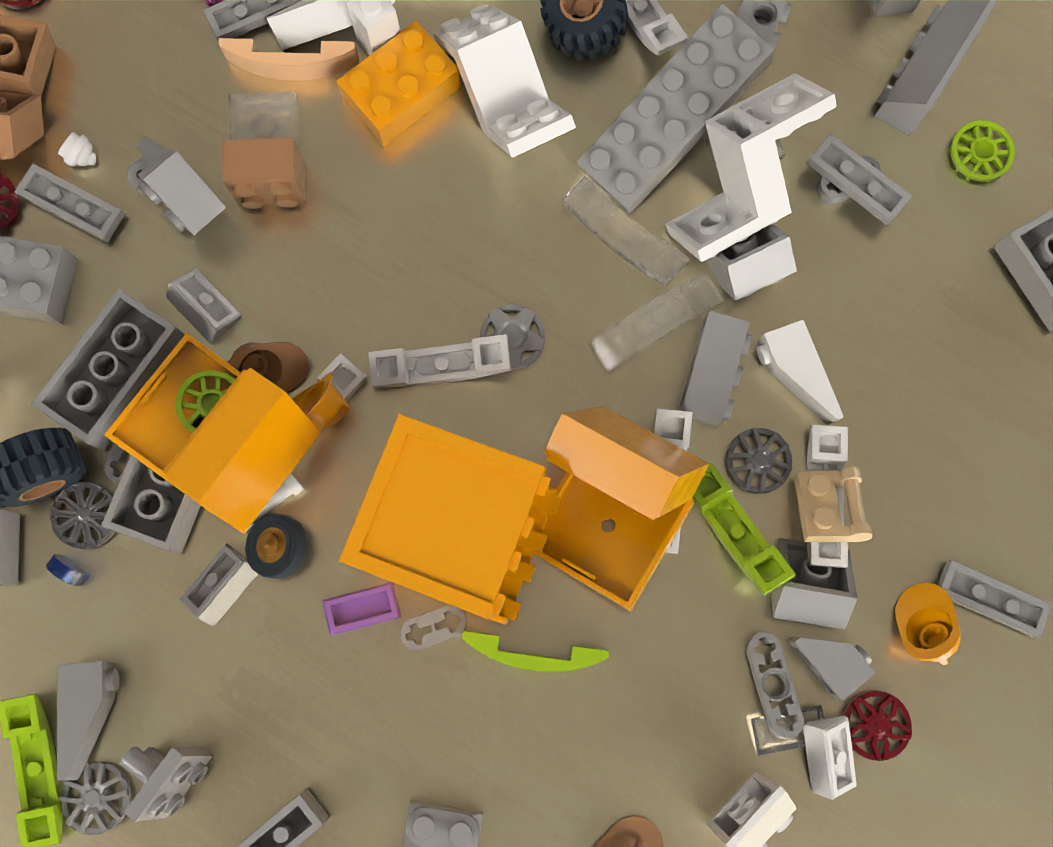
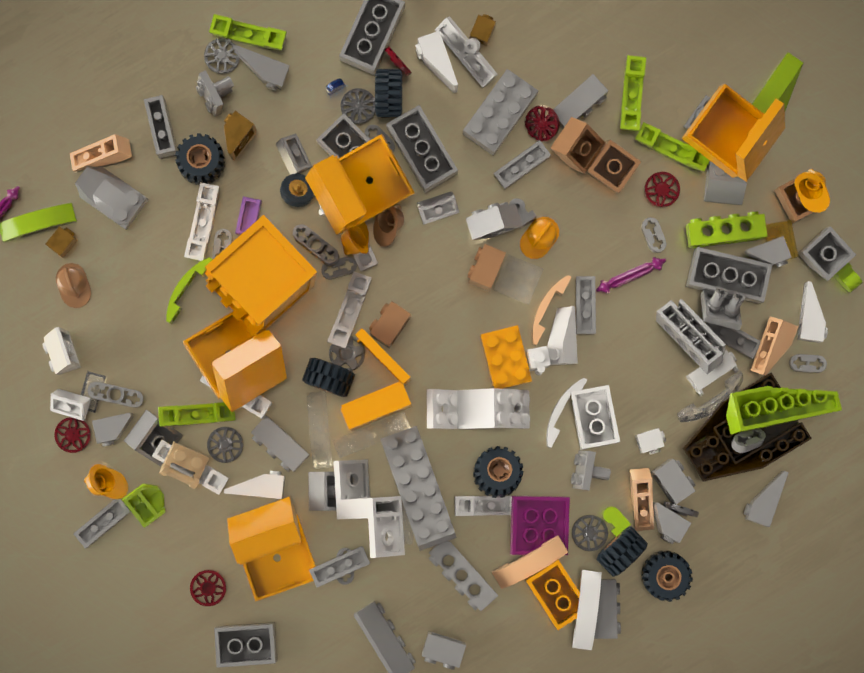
camera: 115 degrees right, 5 degrees up
(77, 151) = (549, 179): white plate -> none
(181, 125) = (539, 237): none -> light orange piece
(205, 400) = (374, 189): lime wheel -> none
(217, 697) = (237, 133): none -> pearl gold slope
(296, 743) = (200, 159): none -> black wheel
(343, 476) = (302, 241): none -> light grey beam
(370, 420) = (341, 272): none -> light grey beam
(406, 684) = (202, 222): none -> white slope
(431, 280) = (390, 324): none -> medium nougat brick
(566, 223) = (383, 401): none -> light orange container
(569, 336) = (328, 377): none -> black wheel
(888, 301) = (262, 534): none -> light orange container
(925, 540) = (146, 503): none -> lime slope
(982, 151) = (327, 645): lime wheel -> none
(999, 374) = (207, 588): none -> dark red wheel

